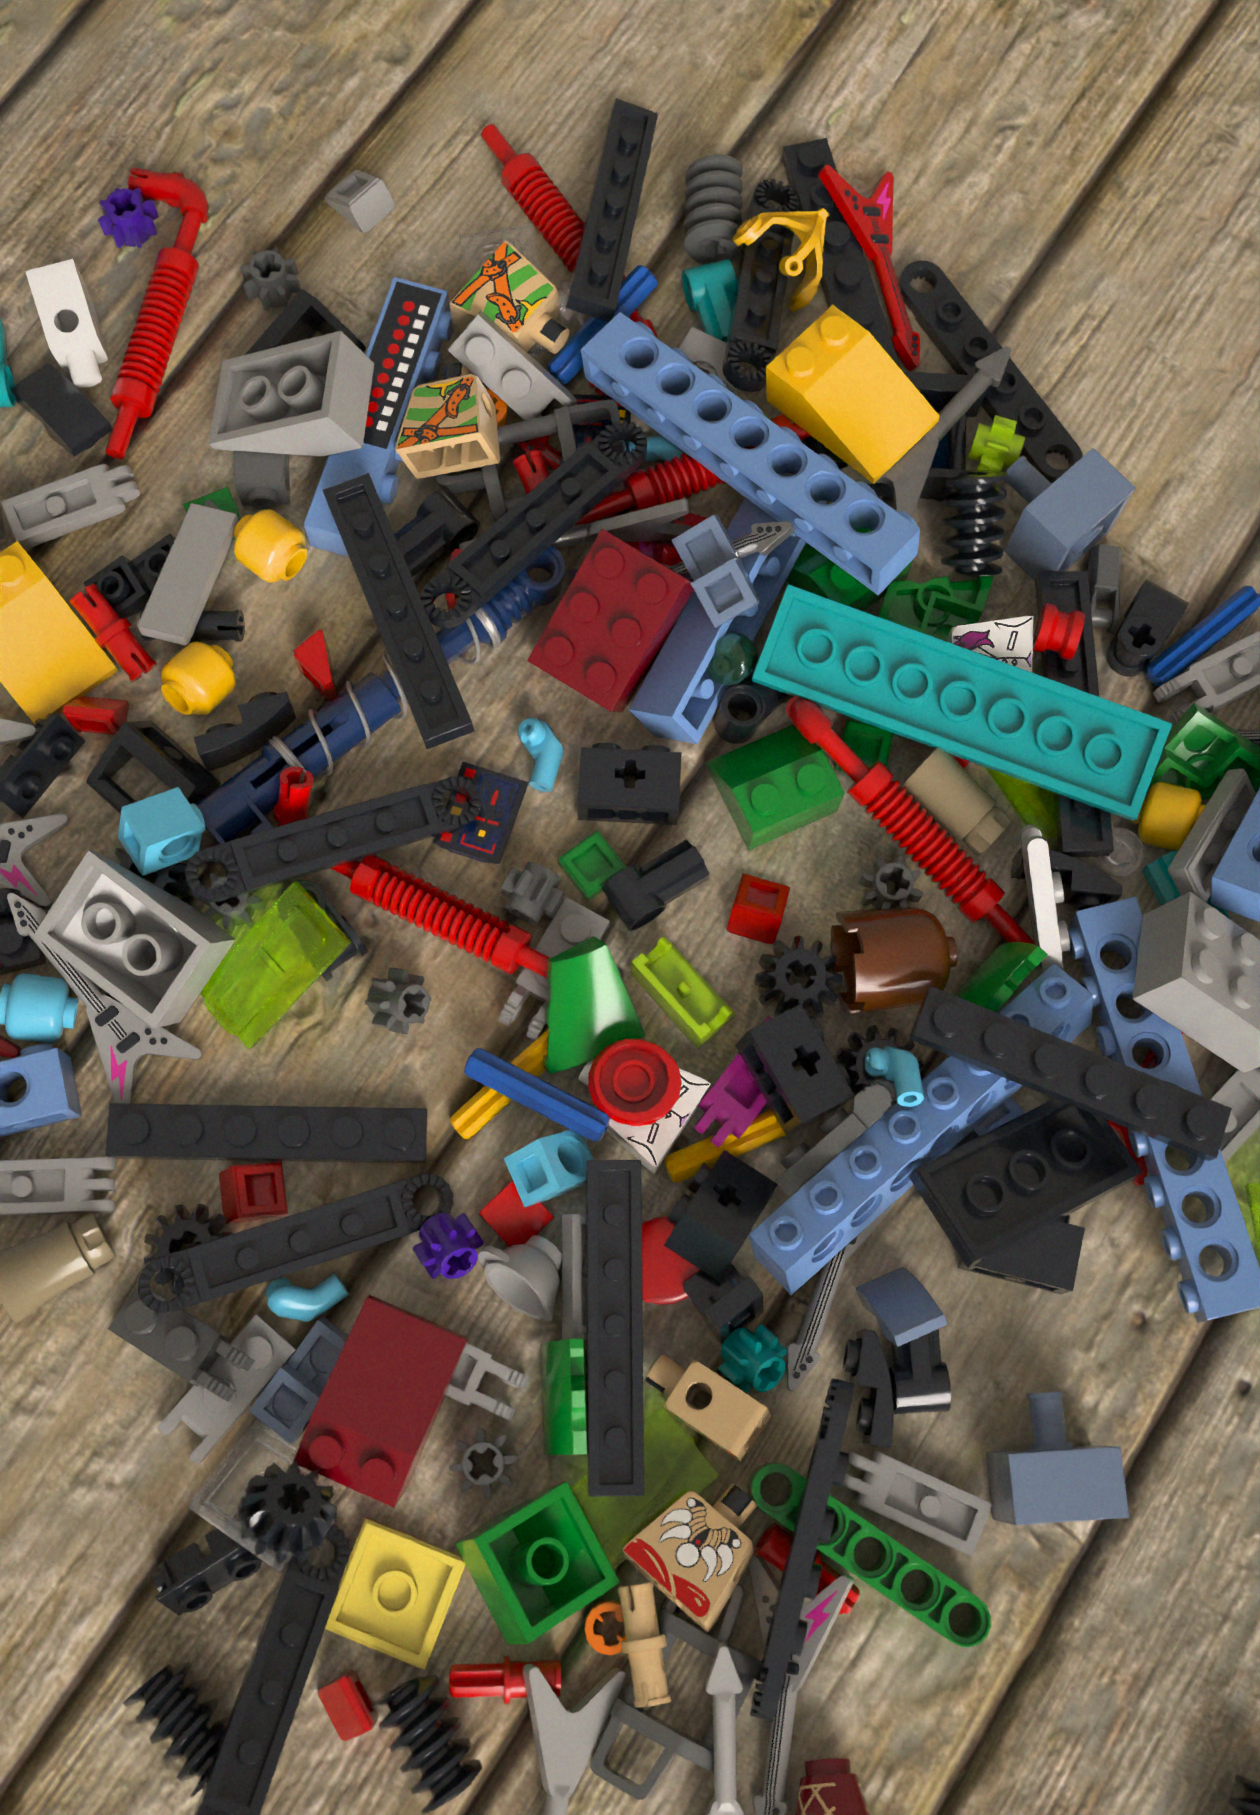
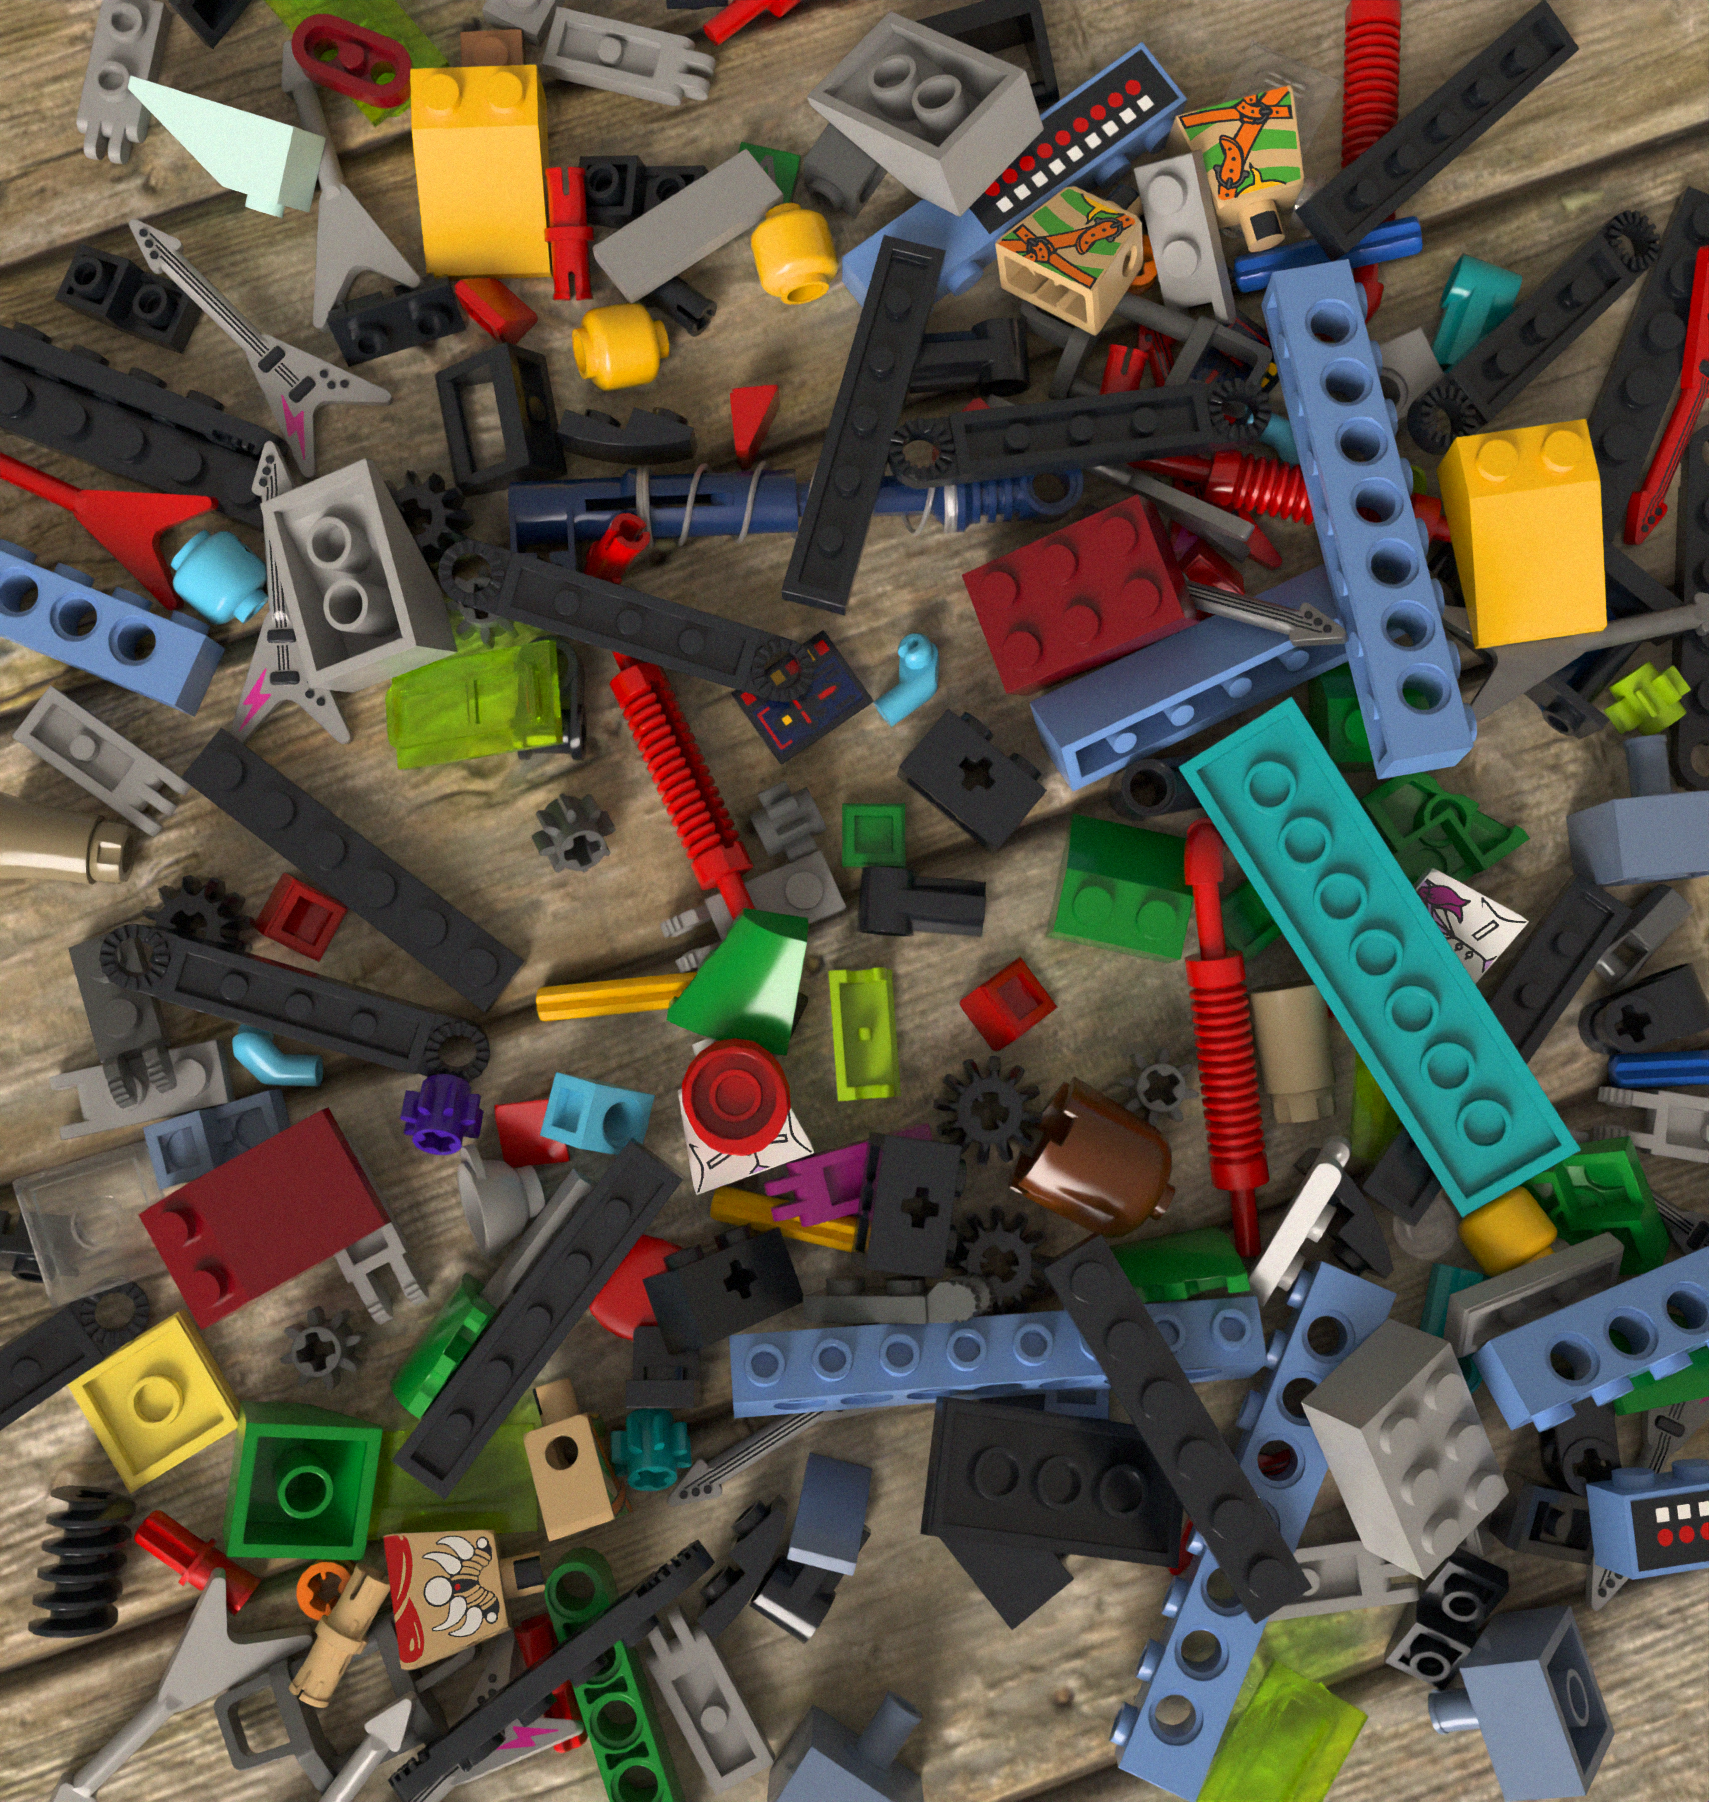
camera: 35 degrees right, 10 degrees up
(160, 830) = (458, 487): medium azure brick -> none
(269, 1506) = (72, 1276): black gear -> none
(348, 1706) = (41, 1469): red slope -> none
(537, 1094) = (634, 1033): blue axle -> none
(713, 208) = (1551, 206): dark grey piece -> none
(716, 570) = (1229, 625): sand blue slope -> none
(733, 659) = (1177, 730): clear green piece -> none
(810, 230) = (1638, 308): yellow helmet -> none
(899, 1067) = (1010, 1288): medium azure arm -> none
(974, 522) = (1554, 770): black piece -> none
(1058, 631) = (1543, 956): red wheel -> none

